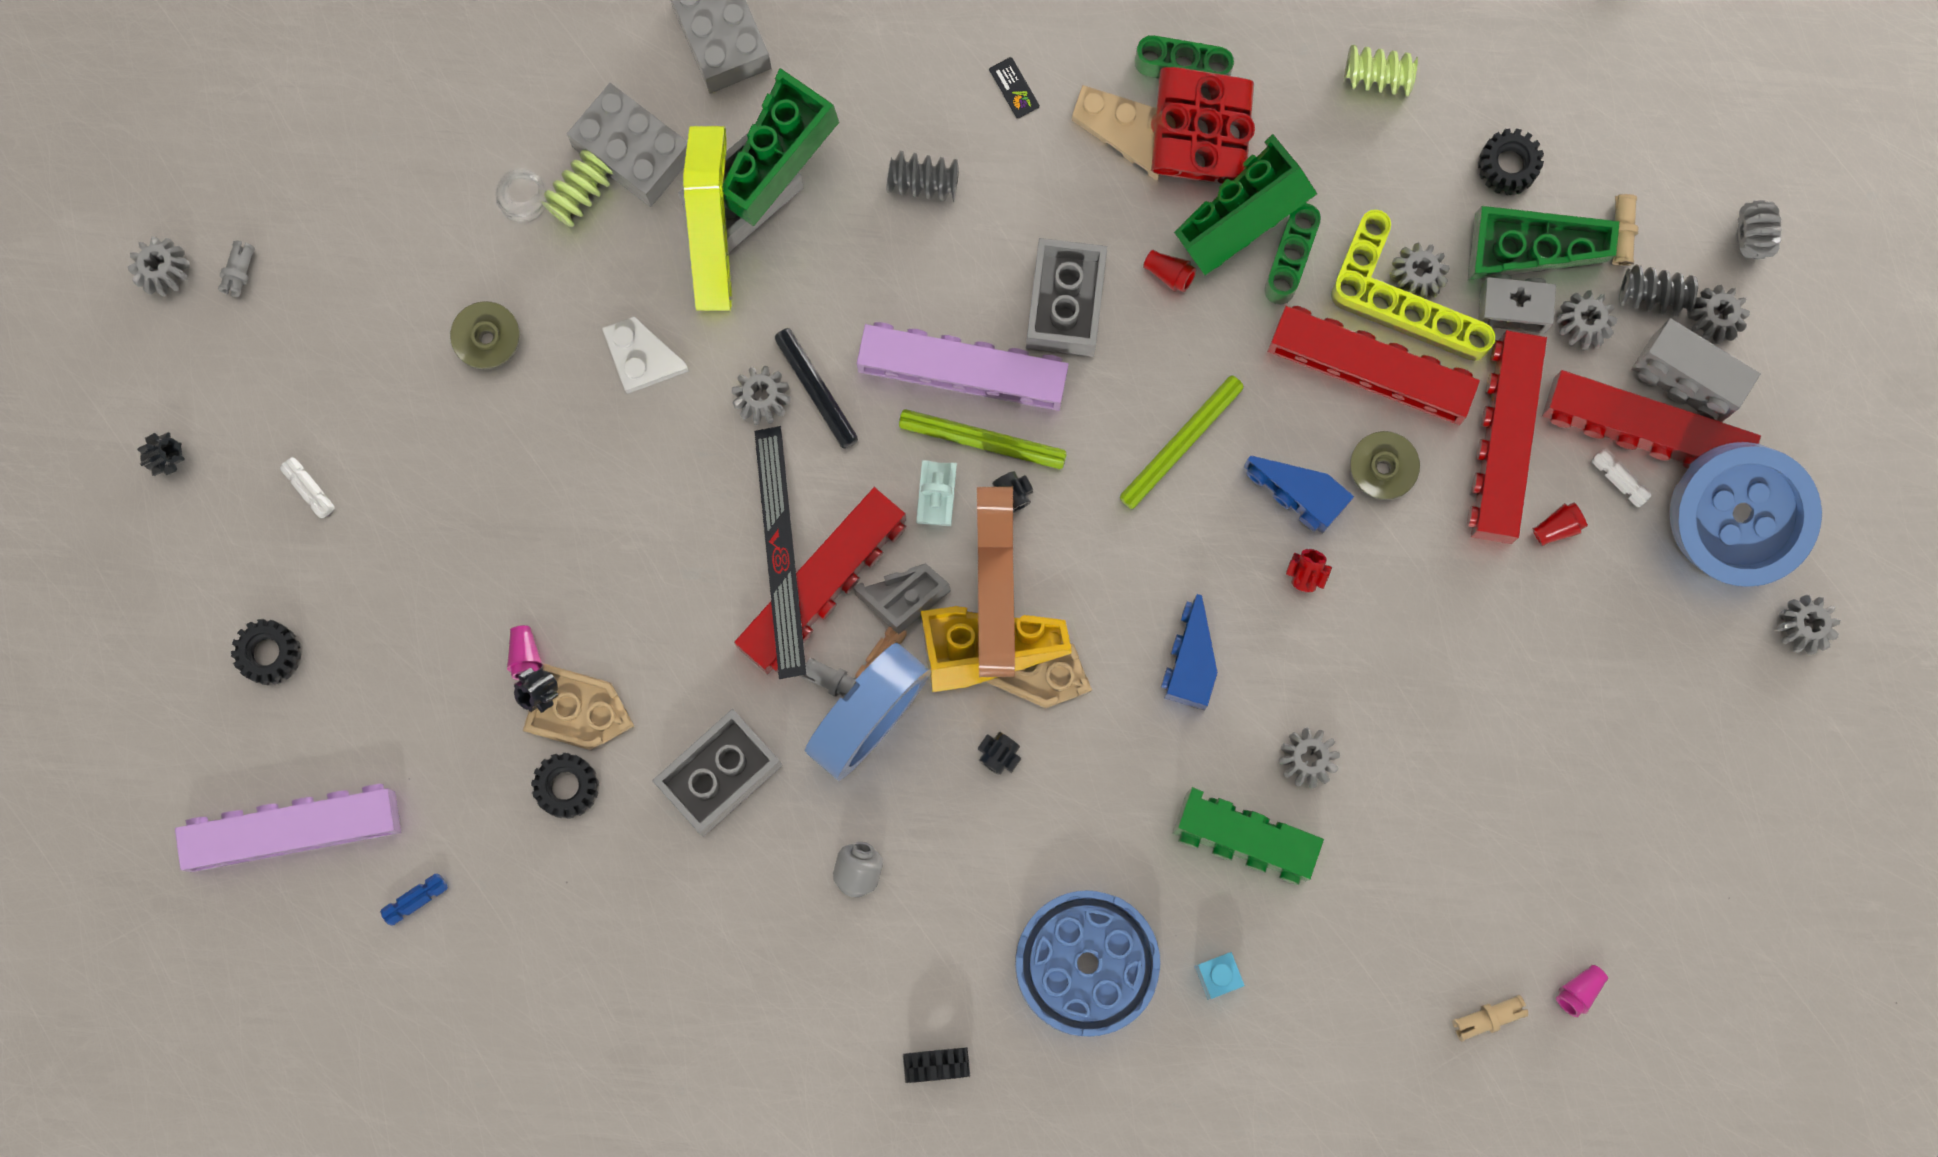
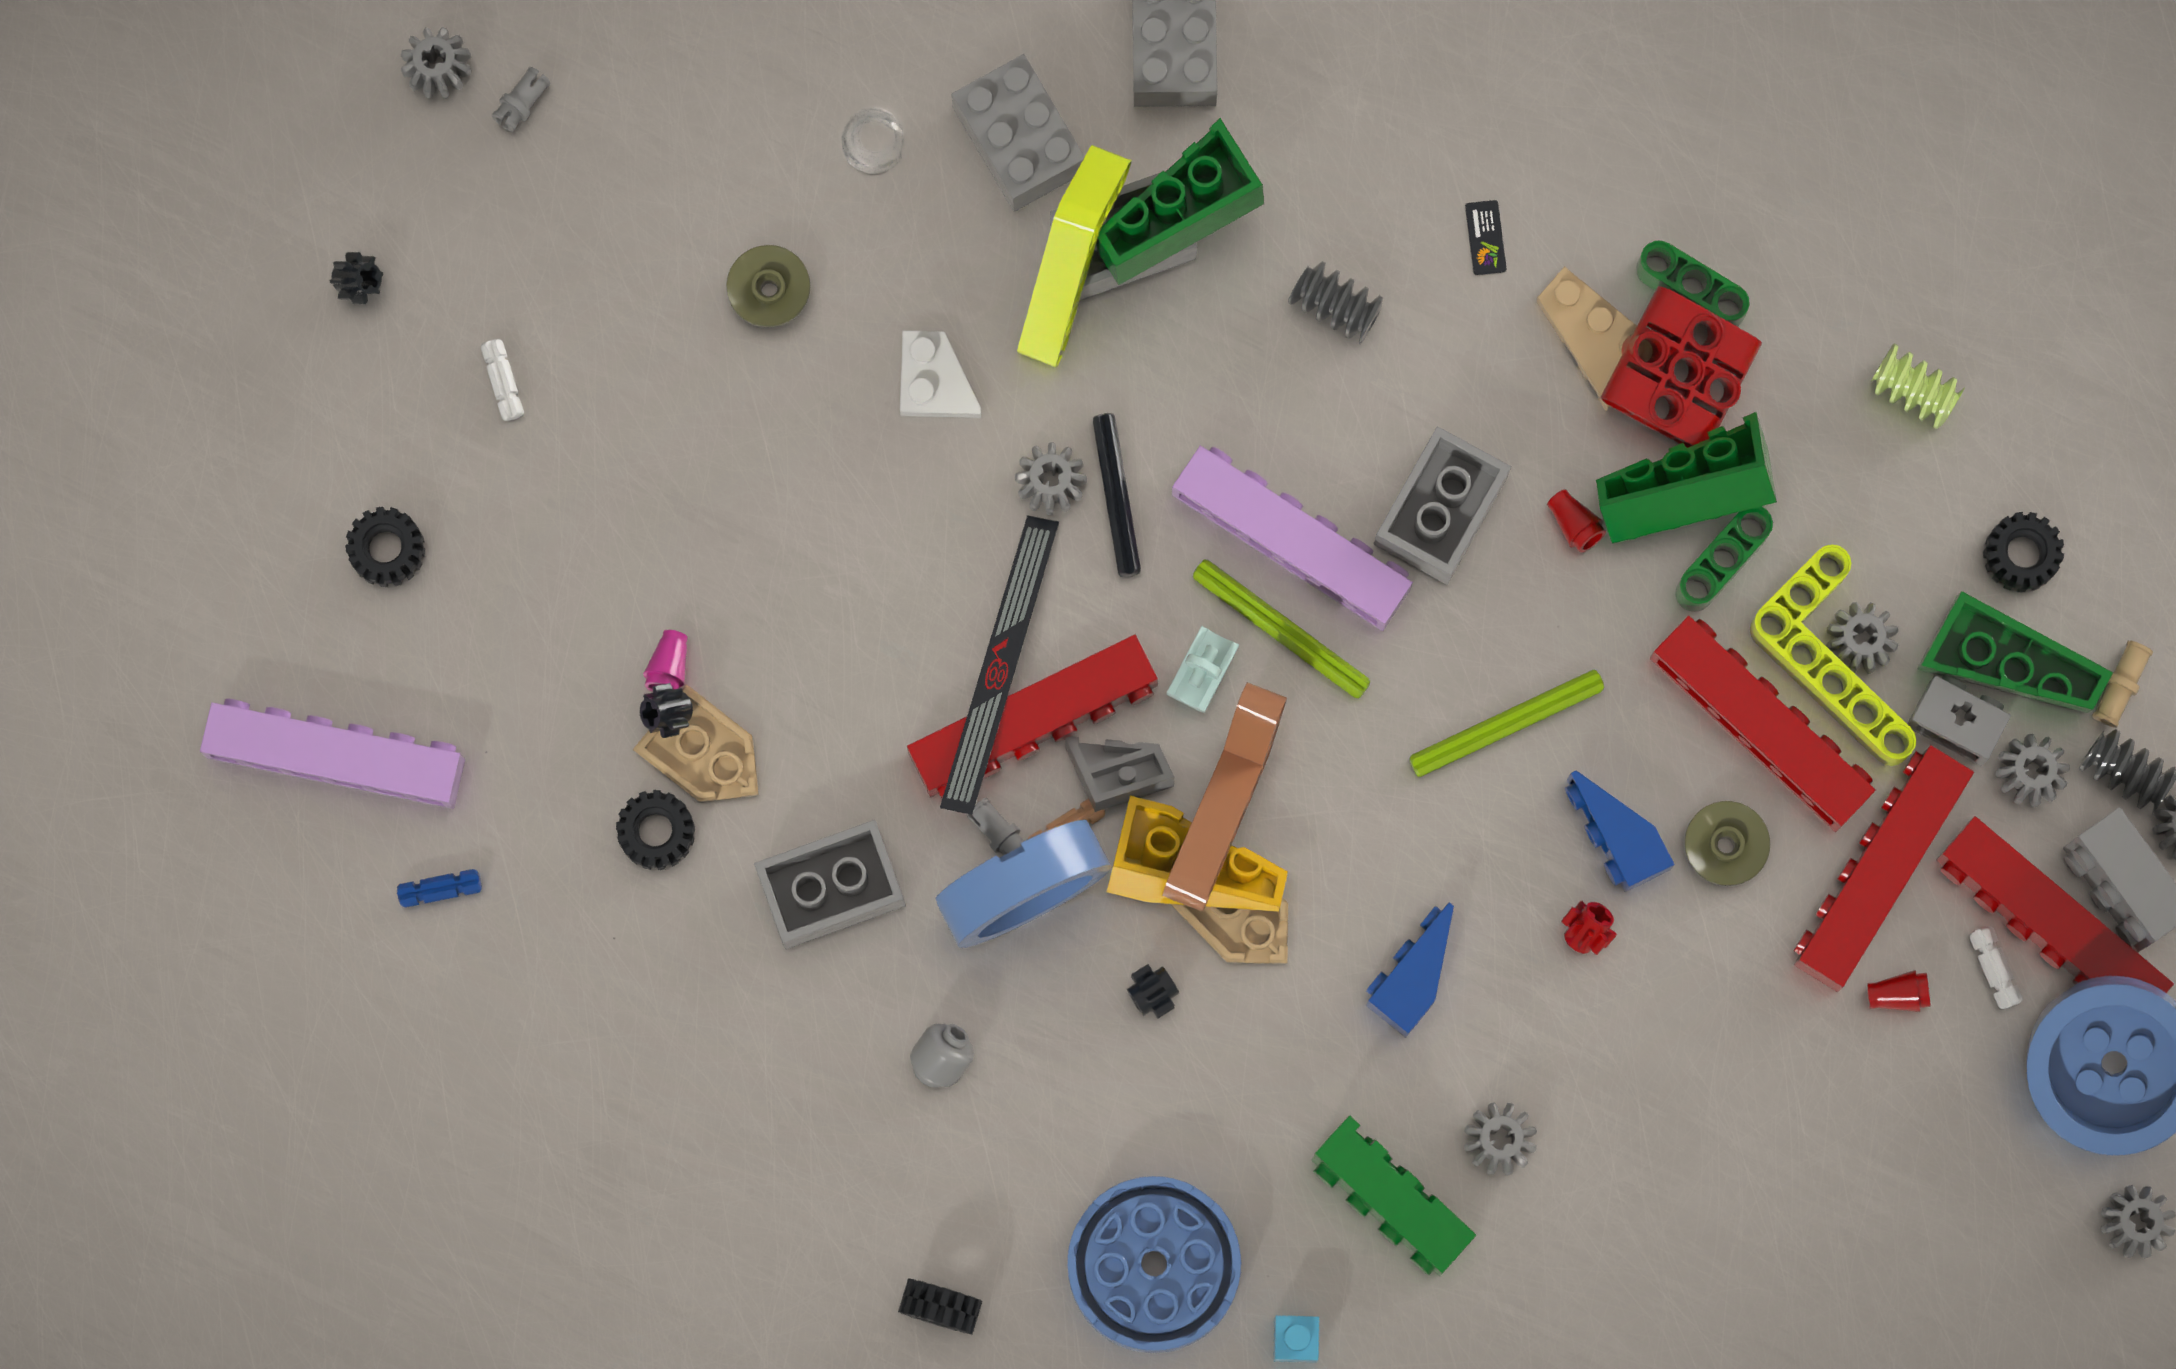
camera: 25 degrees right, 0 degrees up
(576, 187) = (938, 159): yellowish green piece -> none
(1021, 489) = (1297, 703): black gear -> none

